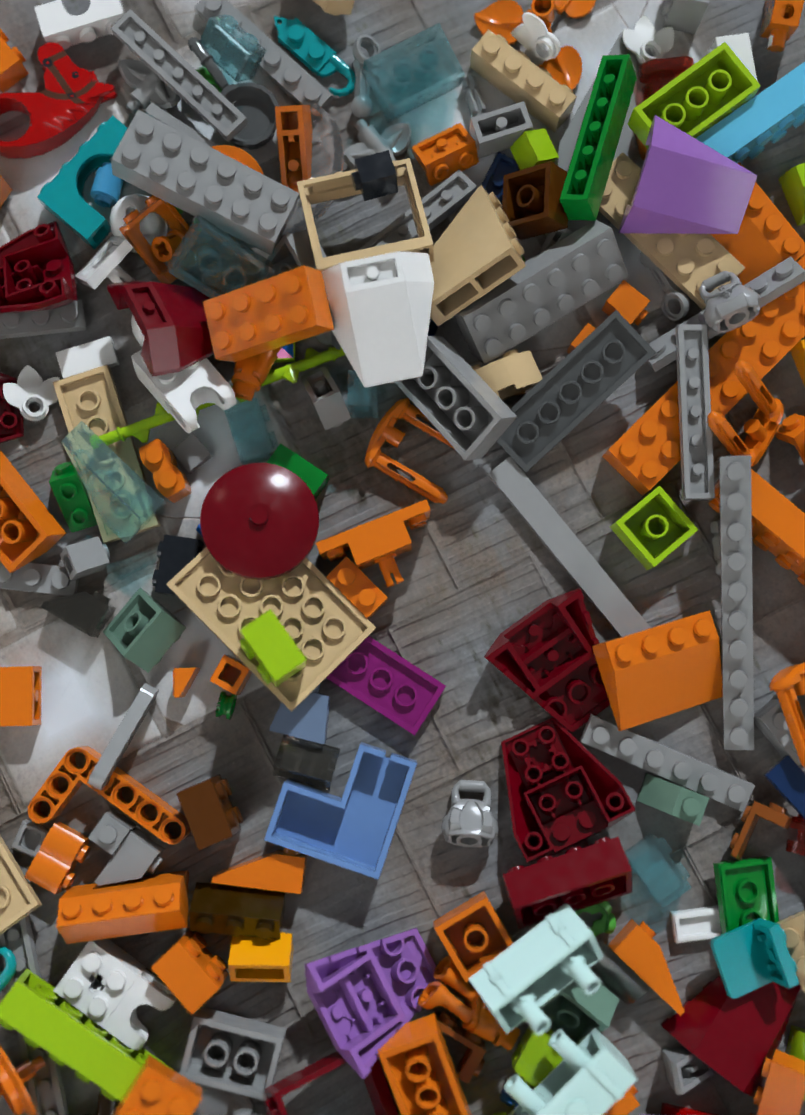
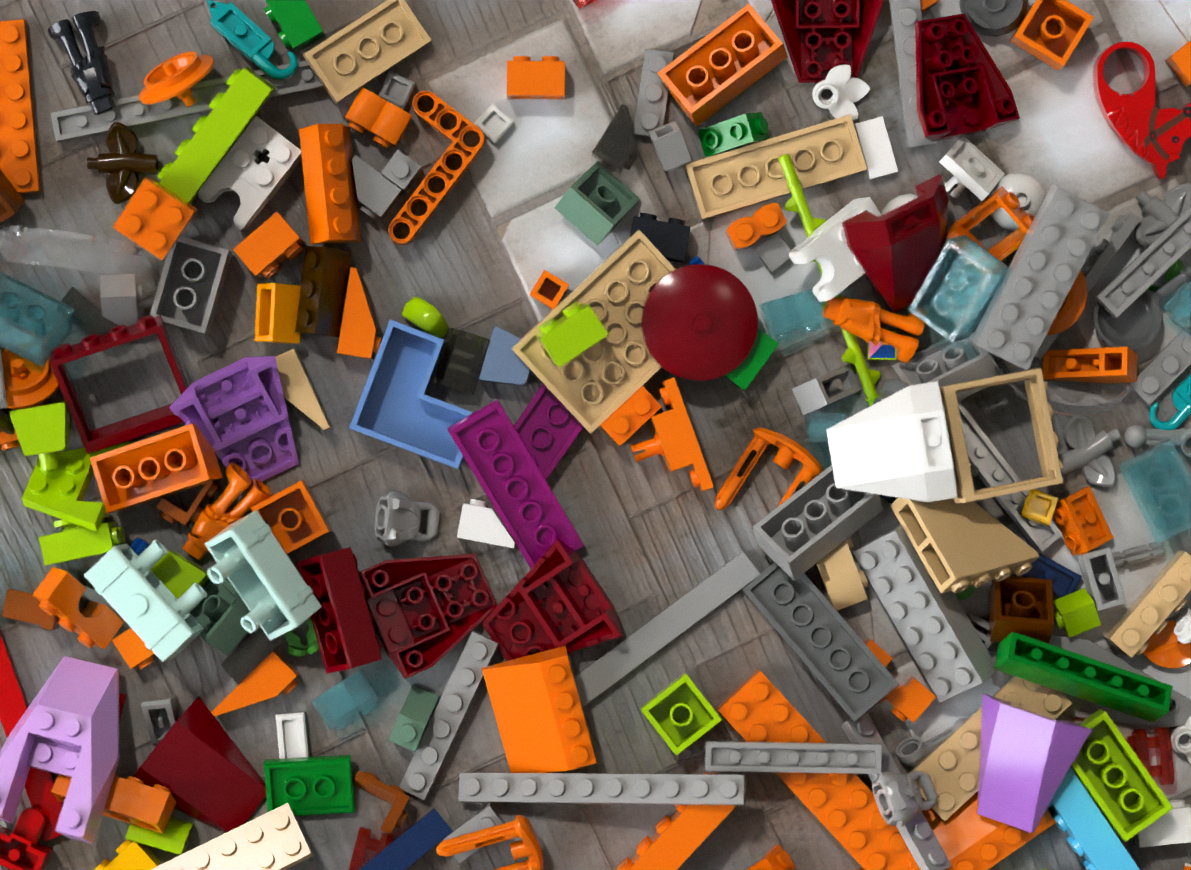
camera: 85 degrees right, 5 degrees up
(64, 736) = (494, 123): none -> white tile
(65, 192) = (1046, 126): teal arch -> none
(106, 186) = (1057, 170): dark azure brick -> none
(115, 488) = (736, 179): clear light blue wedge -> none
(123, 736) = (493, 184): light grey beam -> none
(165, 246) = (987, 235): orange bush -> none
(183, 680) = (546, 241): orange slope -> none
(210, 811) = (418, 268): reddish brown brick -> none
(226, 706) = (520, 283): green bush -> none
(262, 801) = (425, 317): none -> lime hair
(268, 314) = (900, 337): orange brick -> none
(338, 932) = (299, 389): none -> tan slope
(375, 175) = (1039, 446): black brick -> none
(427, 705) = (513, 482): none -> magenta plate
(434, 189) = (1039, 507): none -> yellow tile
(473, 734) = (483, 525): none -> white slope
(754, 957) = (262, 783): teal bracket -> none
(759, 429) = (775, 826): orange piece -> none

